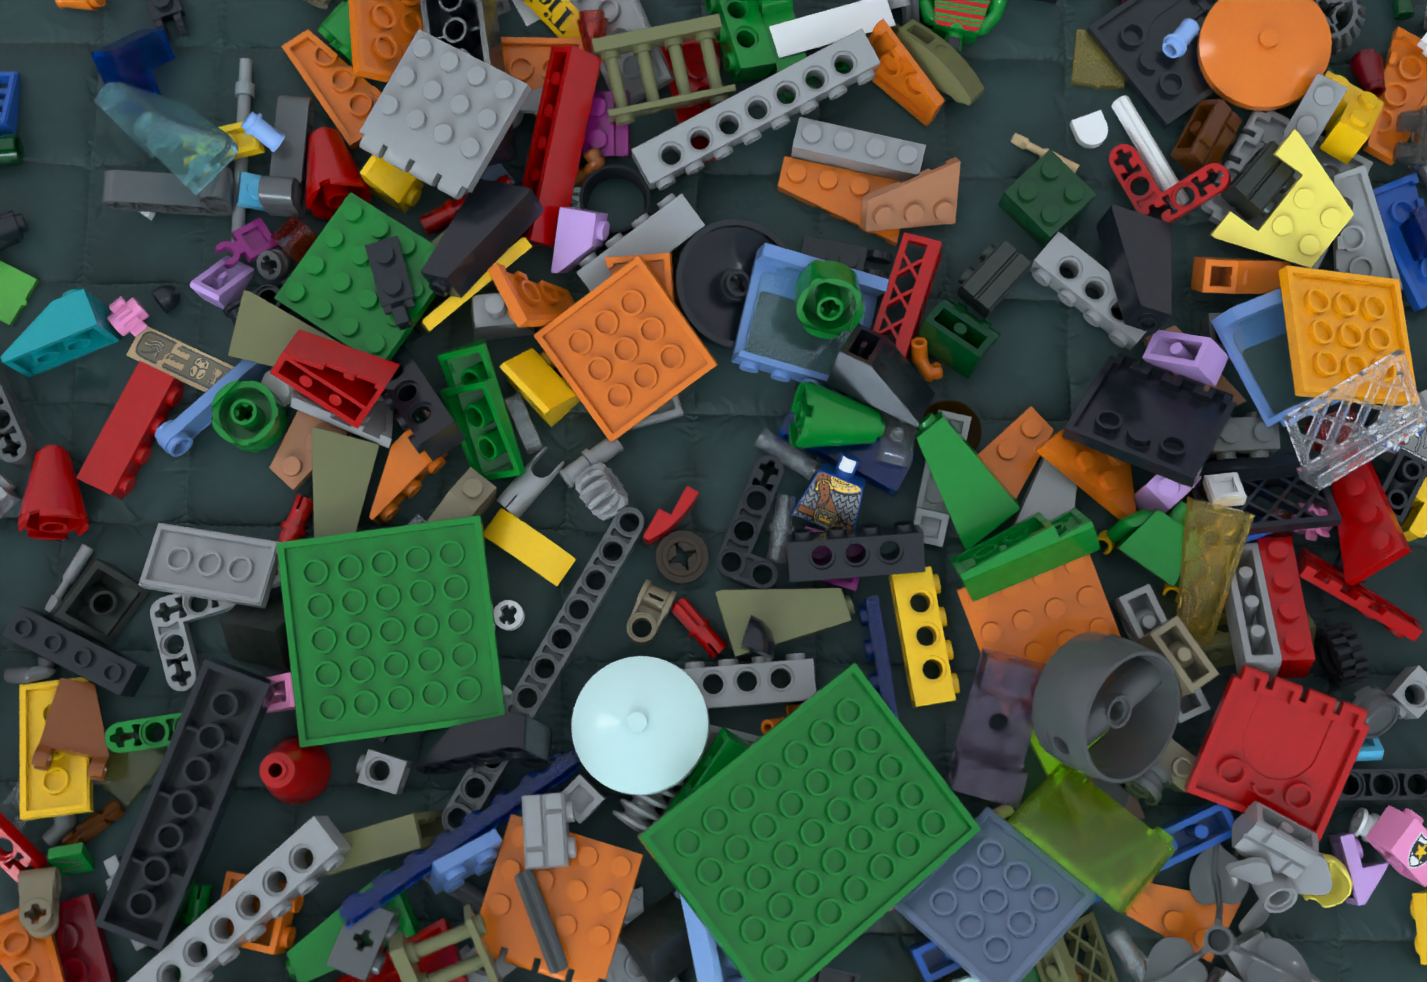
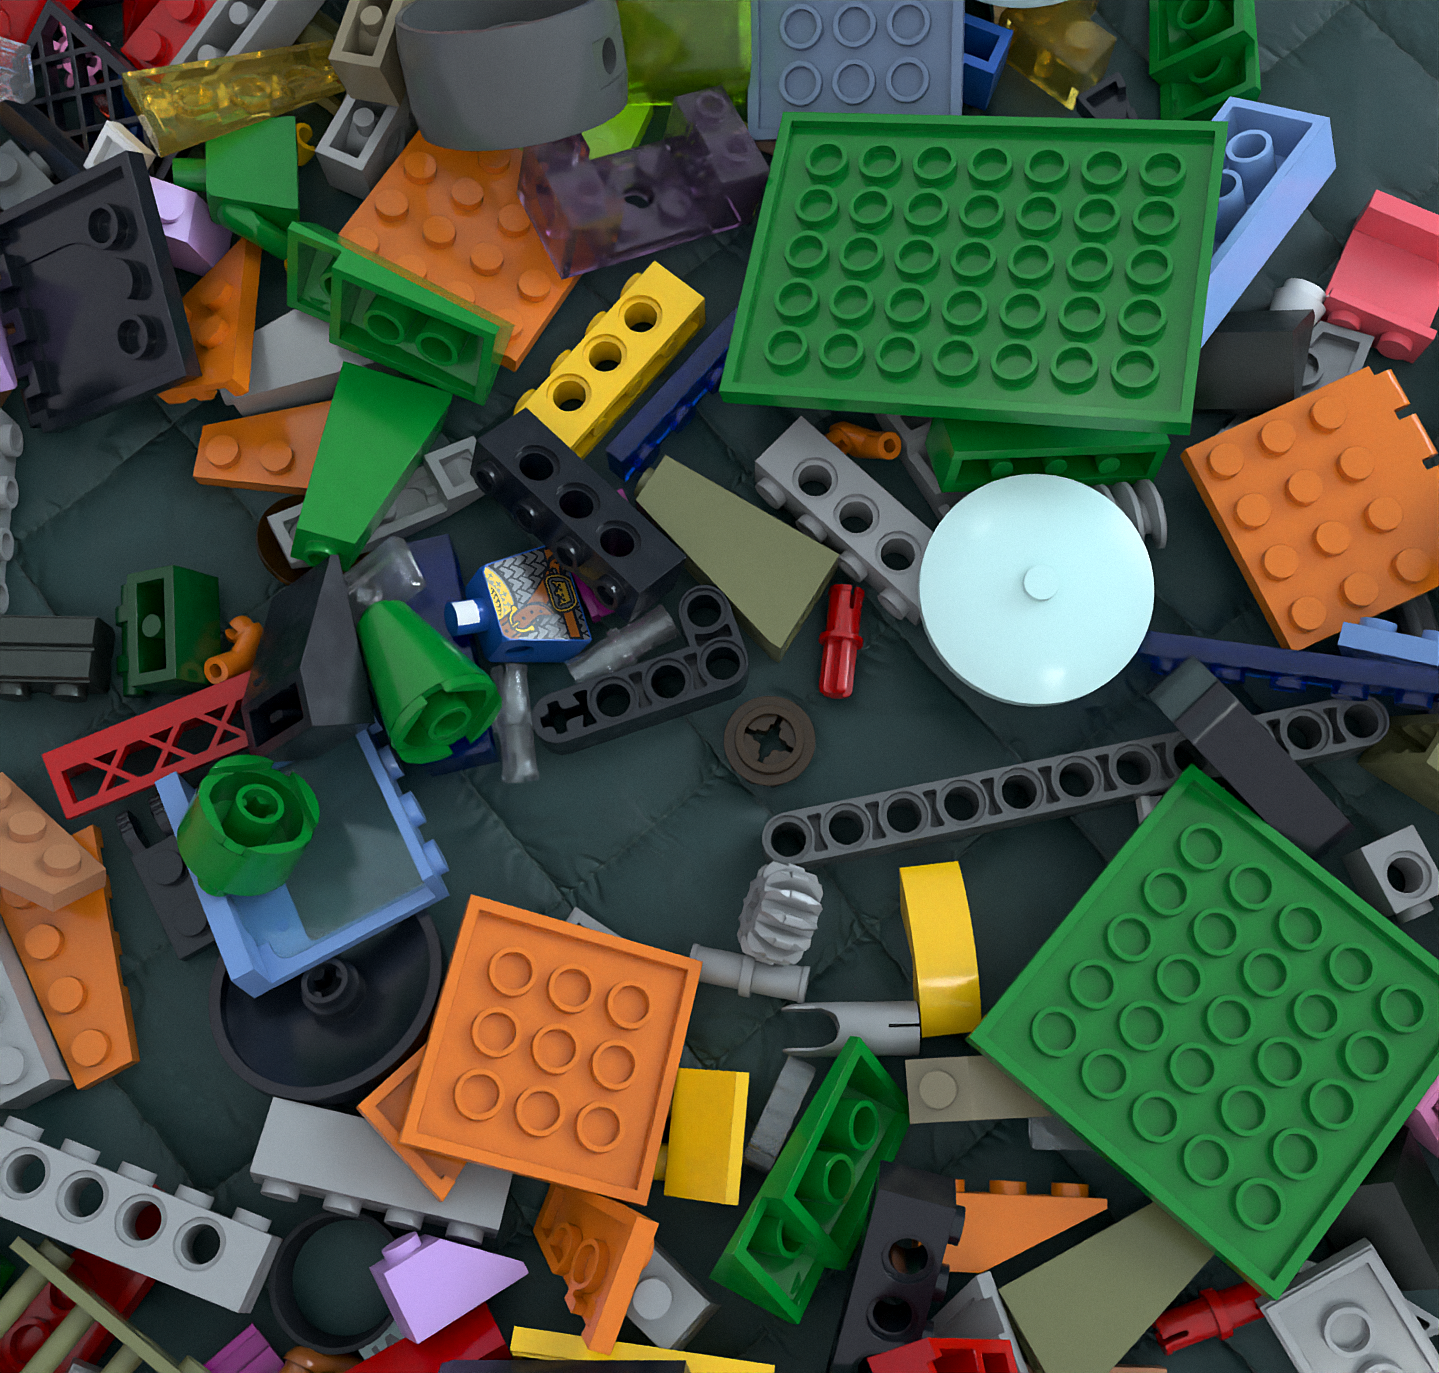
camera: 130 degrees left, 5 degrees down
(519, 616) = (1037, 884): white bush -> none
(541, 921) = (1385, 490): dark grey axle -> none
(547, 831) = (1280, 574): light grey brick -> none
(584, 796) = (1188, 592): light grey brick -> none
(650, 611) = (875, 716): dark tan piece -> none
(664, 522) = (749, 798): red slope -> none
(758, 638) = (796, 535): black brick -> none

